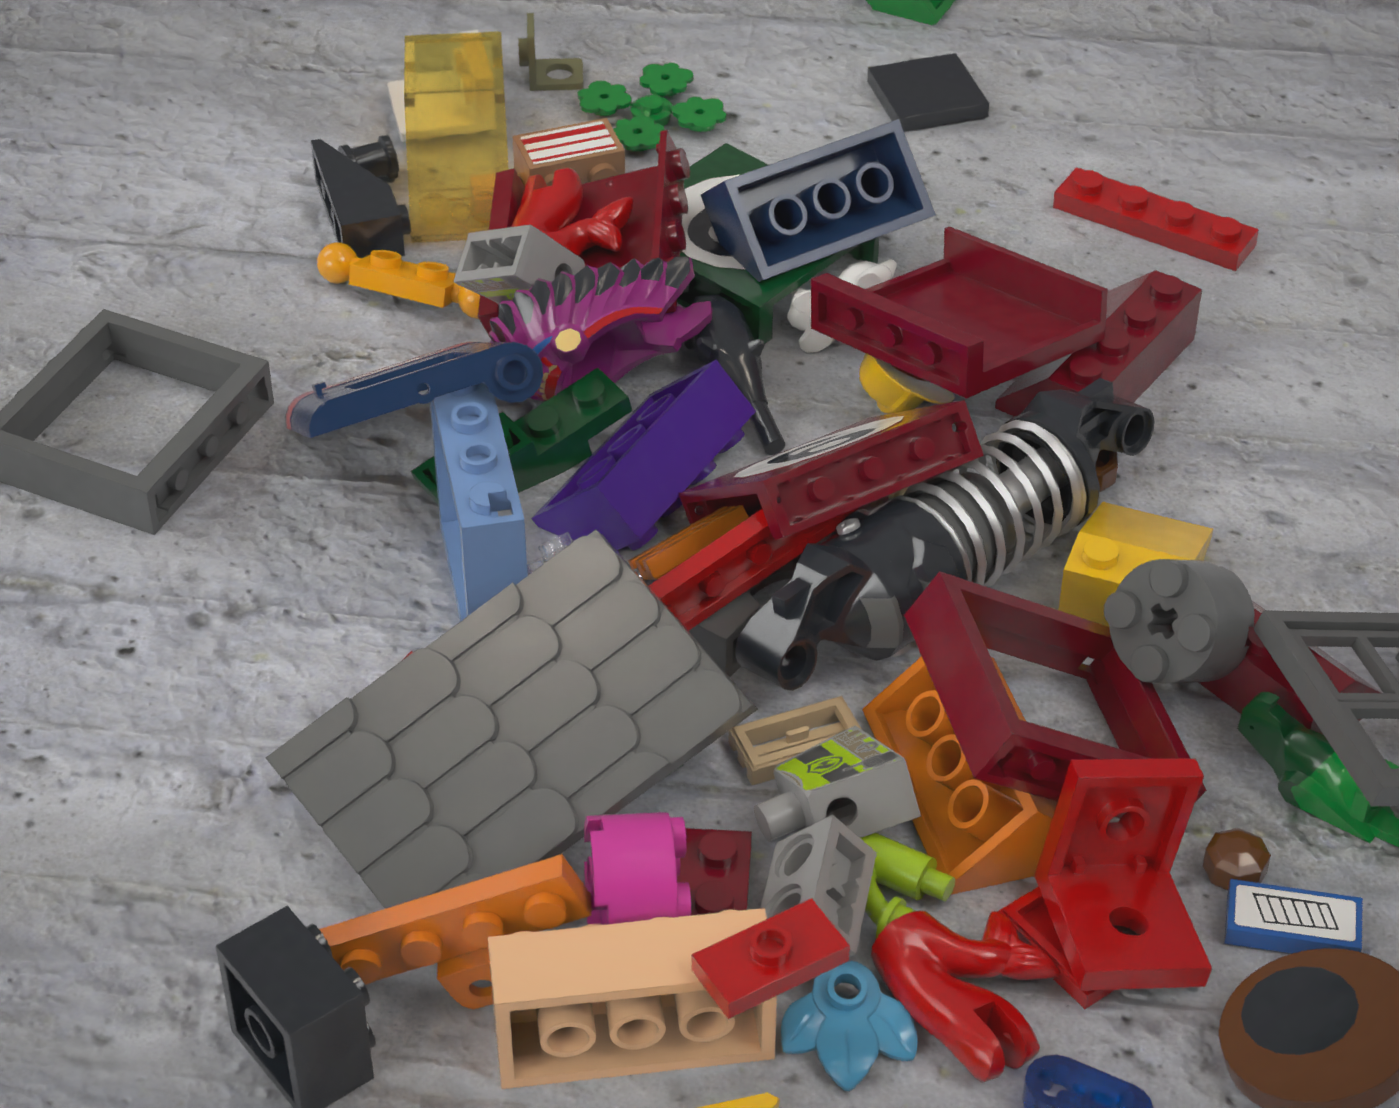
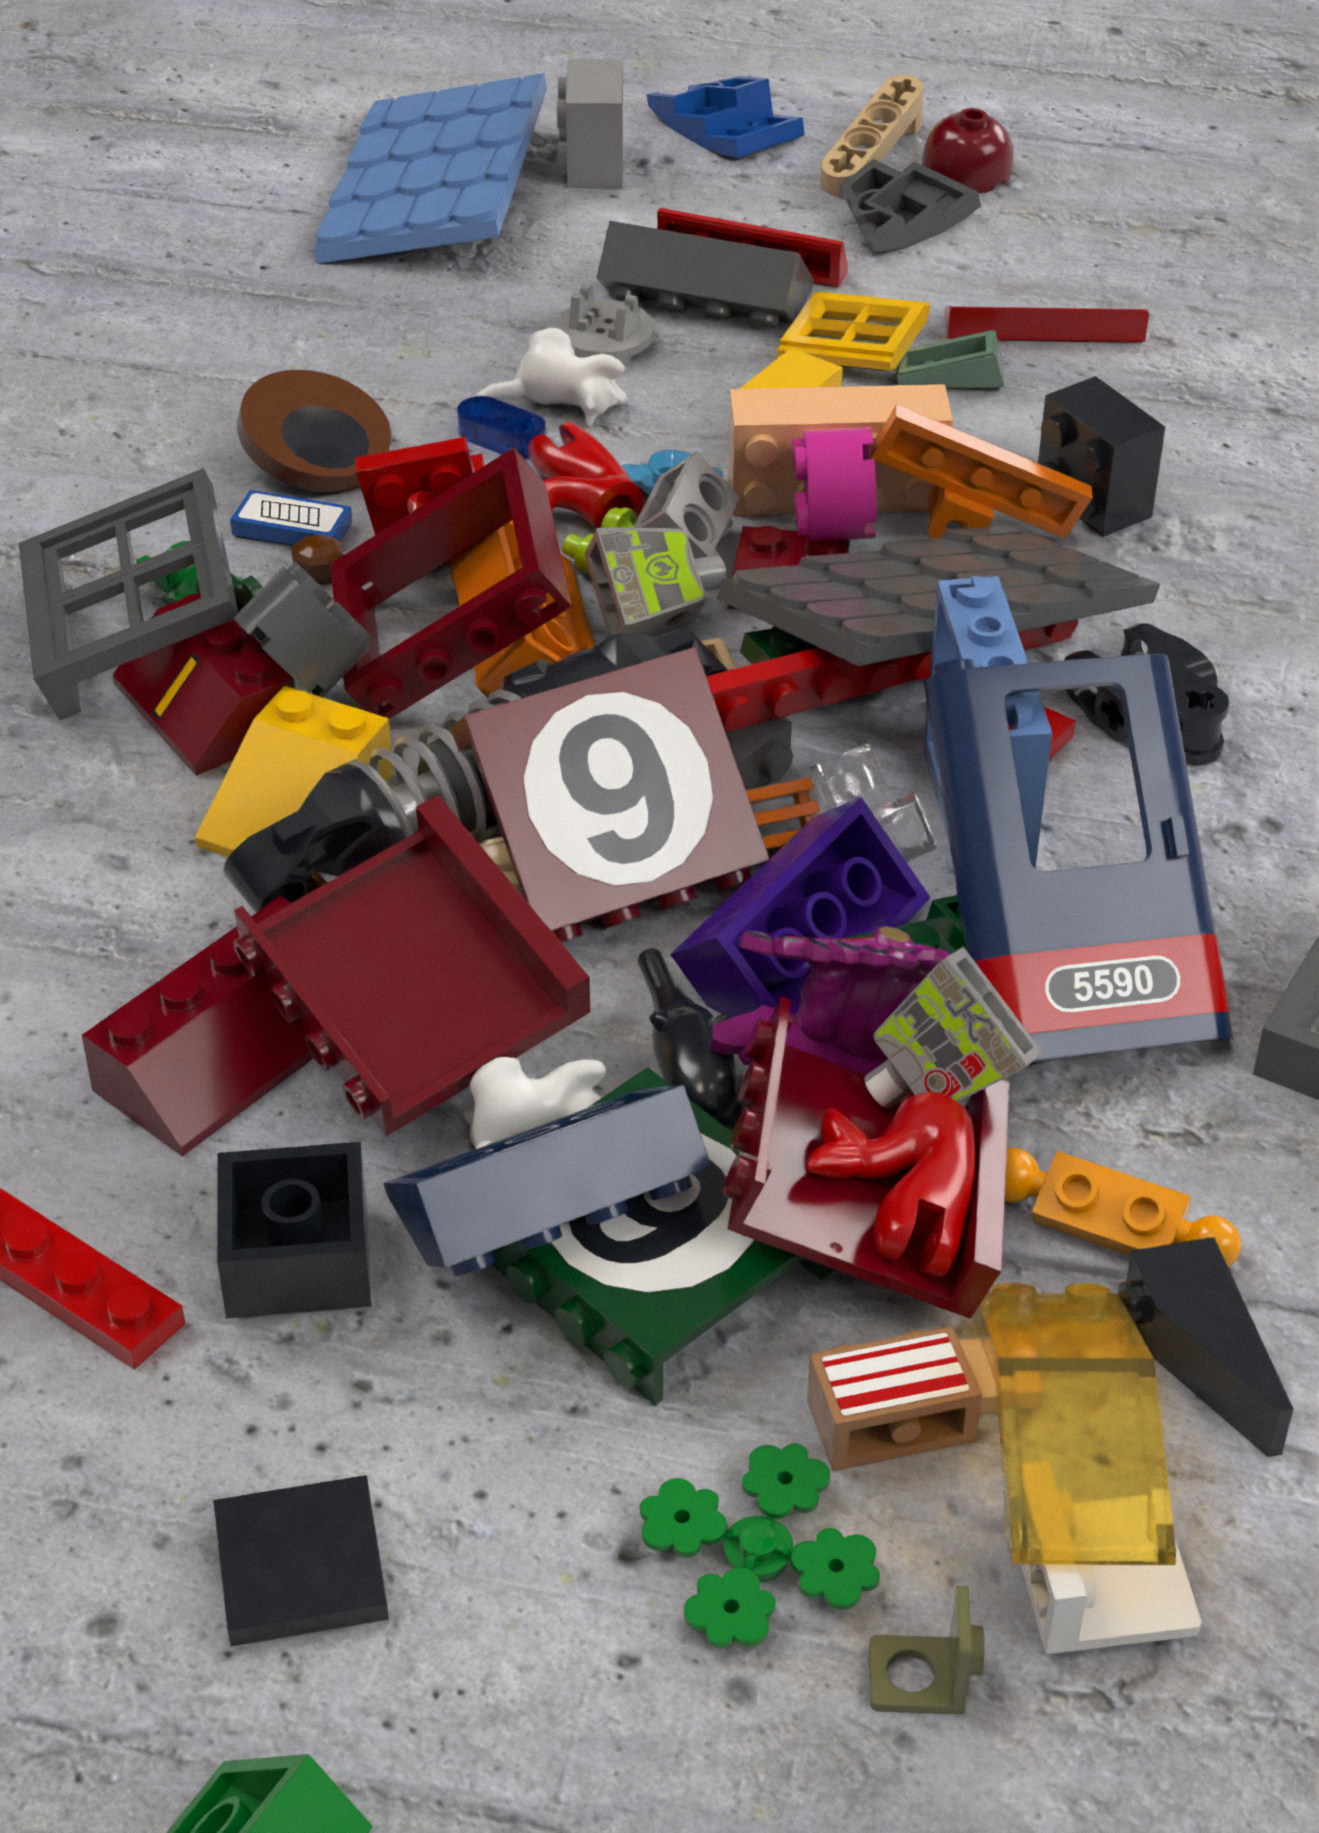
camera: 175 degrees left, 0 degrees up
(271, 705) = (1196, 691): none -> black piece
(377, 157) = (1205, 1430): black bush -> none
(770, 958) = (735, 382): red plate -> none
(996, 200) = (292, 1230): none -> black brick

